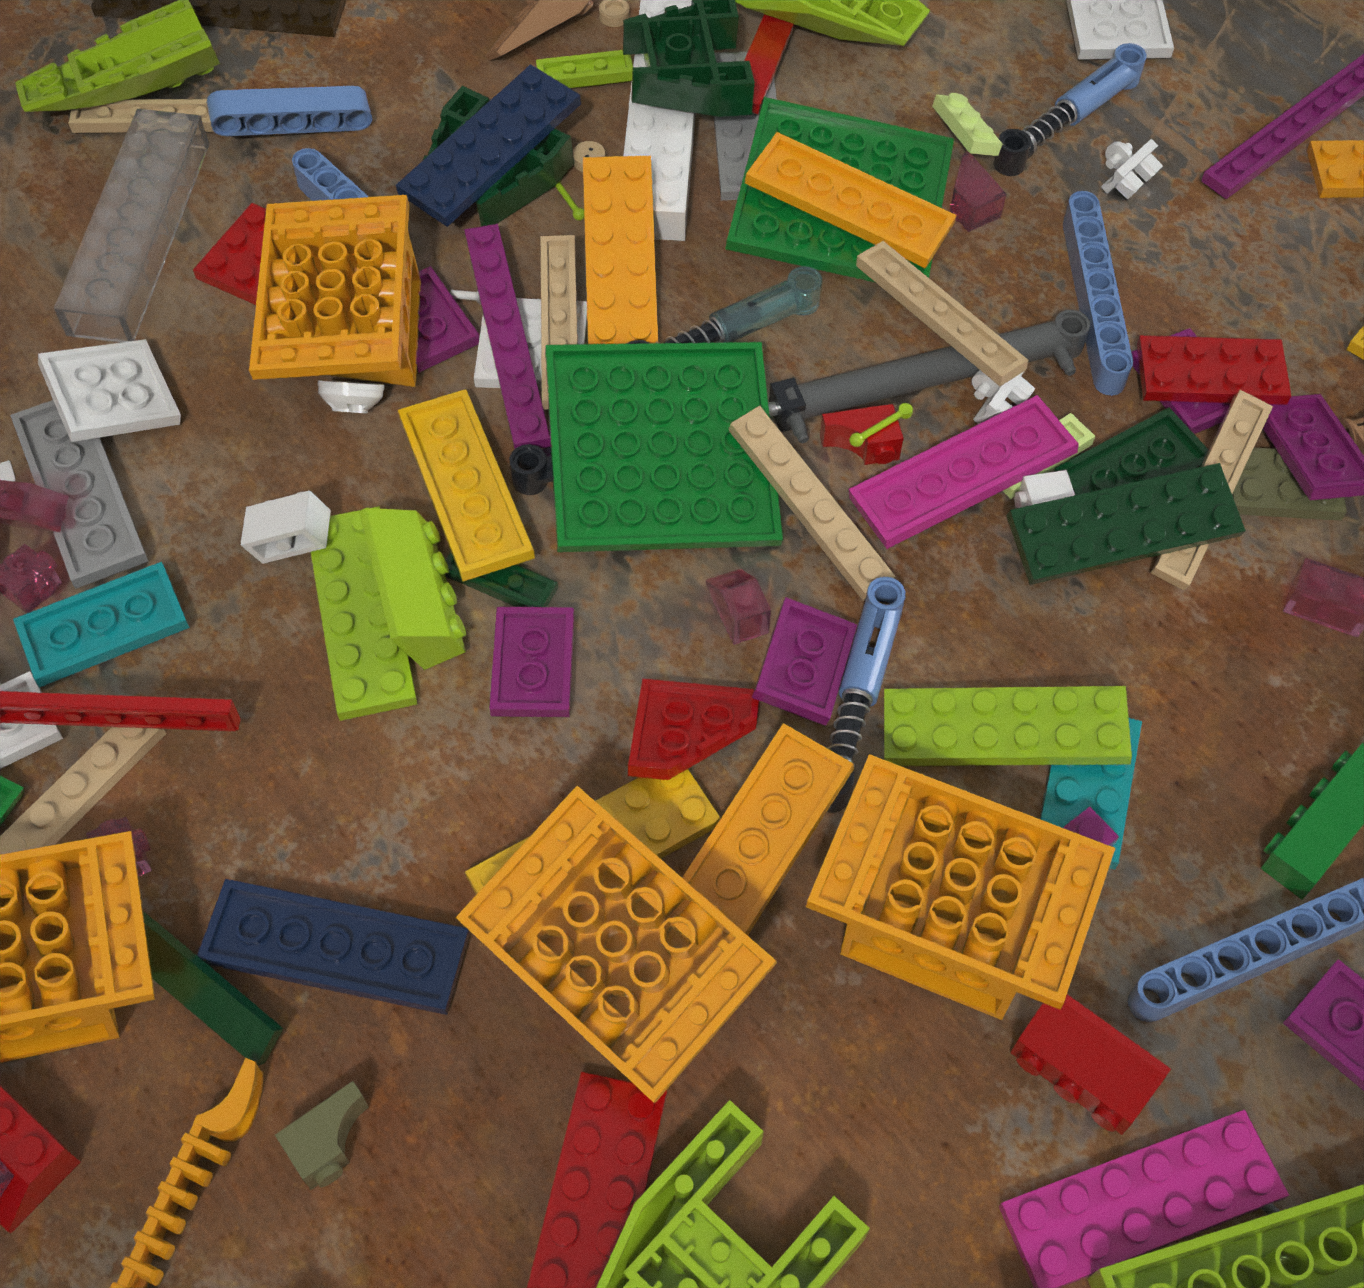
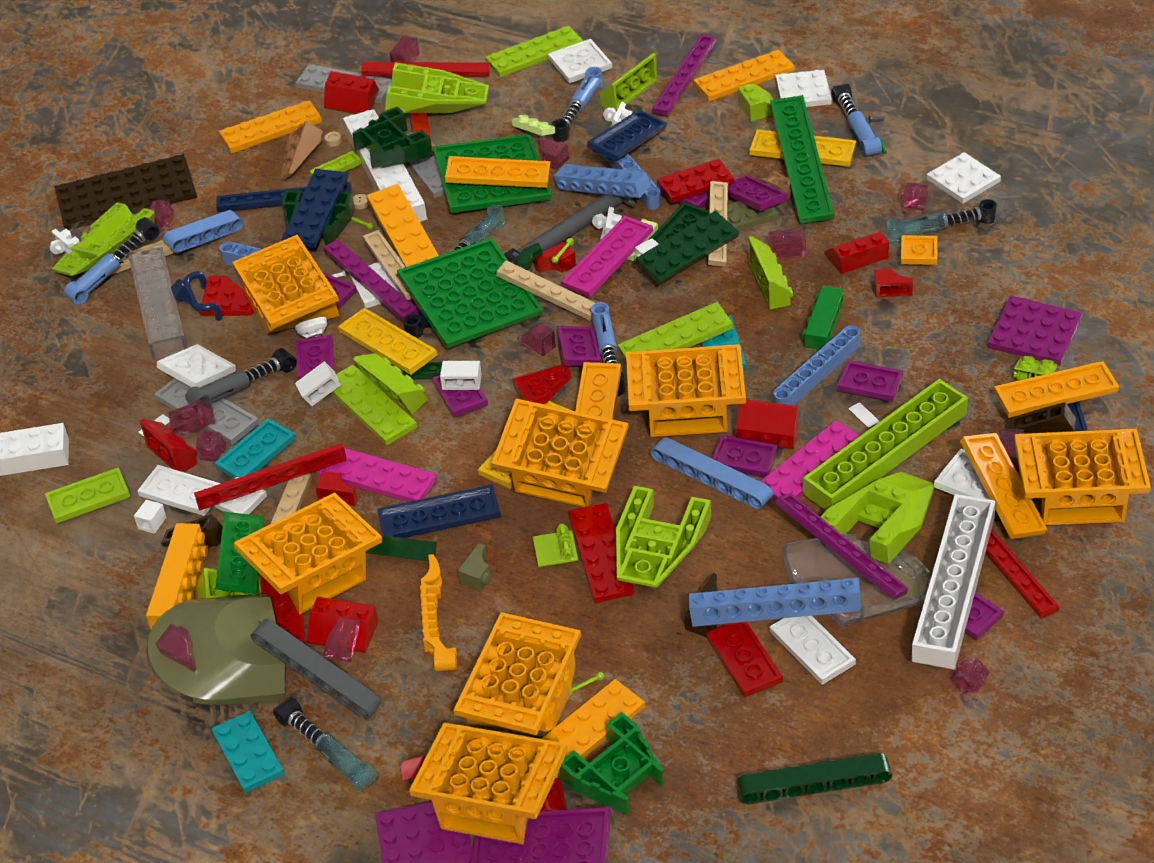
camera: 20 degrees left, 15 degrees down
(31, 142) = (79, 290): none -> piece
(65, 467) = (280, 361): none -> piece
(72, 35) = (62, 242): none -> white hips
(178, 231) = (183, 292): none -> dark blue piece
(178, 783) = (332, 483): none -> red arch
(248, 46) = (163, 213): none -> clear pink brick
(286, 794) = (383, 476): none -> dark pink plate
(323, 458) = (313, 352): none -> magenta plate
(436, 85) = (258, 199): none -> dark blue plate
(508, 1158) = (555, 547): none -> lime hinge
(543, 633) = (460, 375): none -> white brick
(807, 410) = (527, 256): none -> dark green arm
(920, 1128) = (711, 473): none -> medium blue beam
(942, 313) = (564, 199): tan plate -> none
(1006, 1111) = (746, 455): none -> magenta plate
(1033, 301) = (602, 180): none -> medium blue brick
(1125, 216) = (626, 135): none -> dark blue plate
(1186, 105) = (630, 83): none -> lime slope
(1262, 660) = (769, 274): none -> lime slope
(1314, 1116) = (864, 415): none -> white sticker

